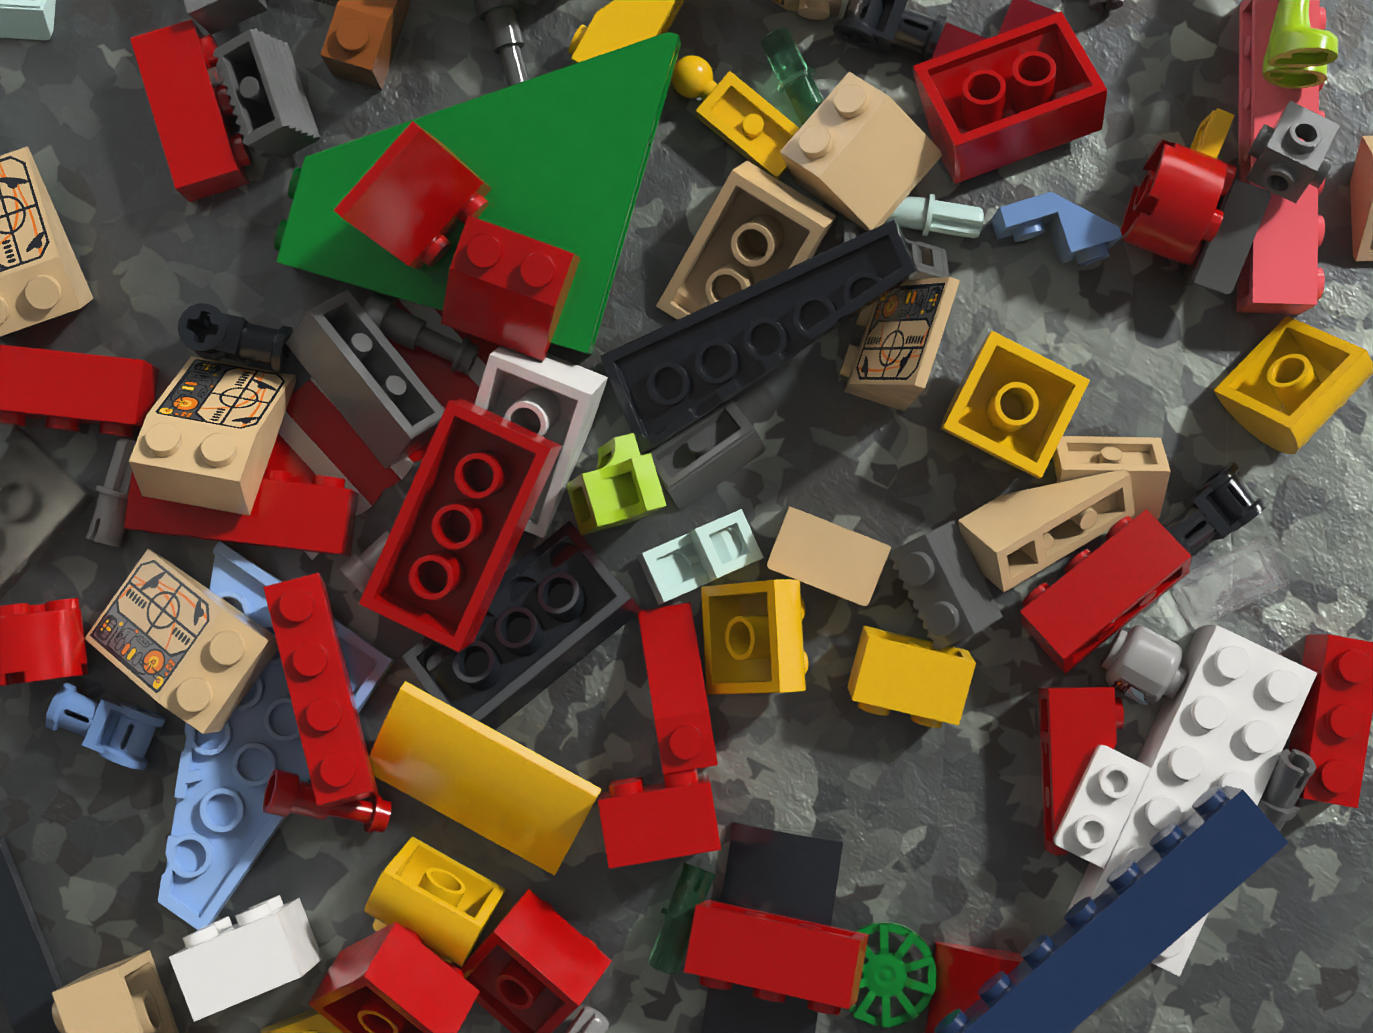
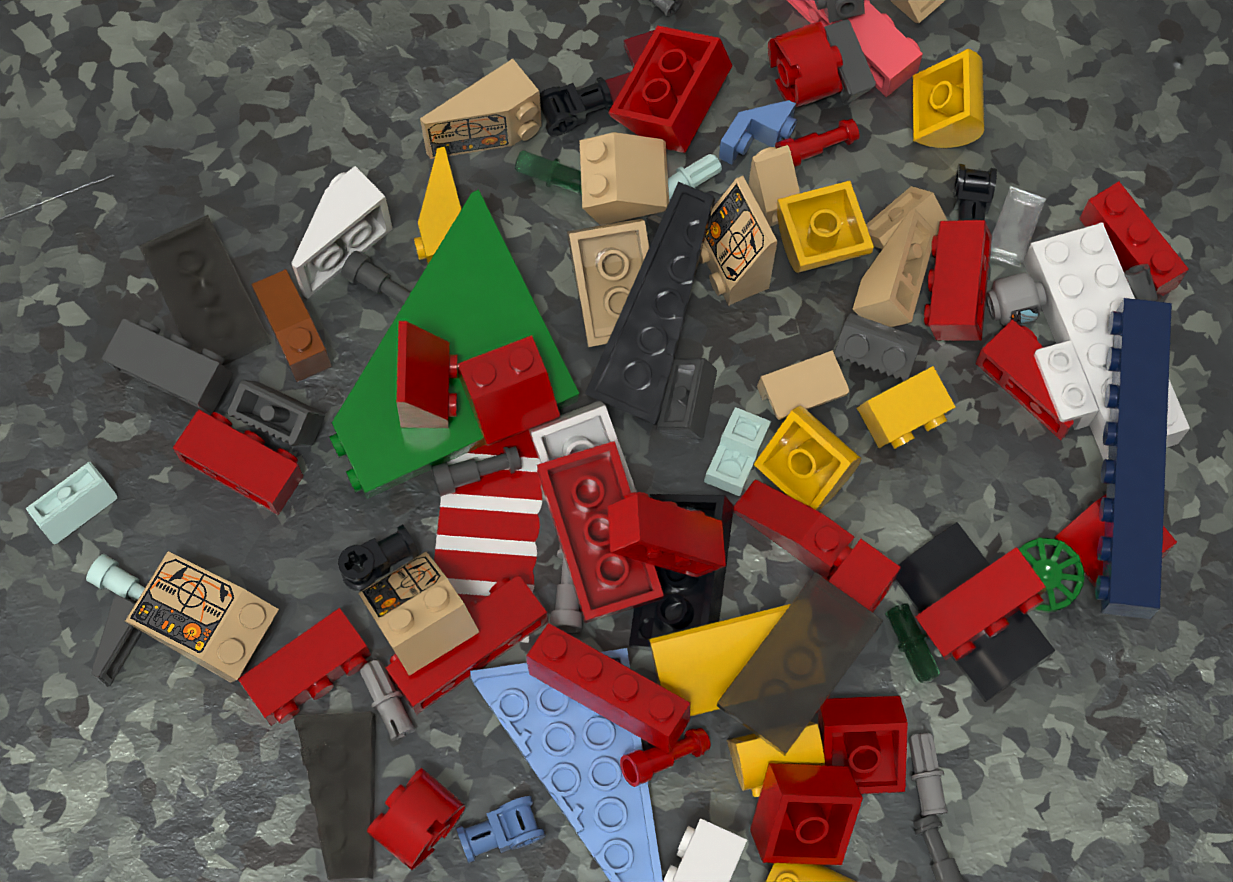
camera: 40 degrees left, 15 degrees down
(182, 643) = (502, 737): tan slope -> none
(365, 378) = (472, 512): dark grey brick -> none
(512, 593) = (666, 535): none -> red brick
(519, 854) = (799, 663): none -> clear smoke tile
(619, 488) = (661, 449): lime brick -> none
(736, 114) = (542, 214): yellow plate -> none
(1010, 303) = (771, 179): none -> tan slope
(1074, 287) = (813, 144): none -> red piece
(1212, 132) = (788, 18): yellow tile -> none

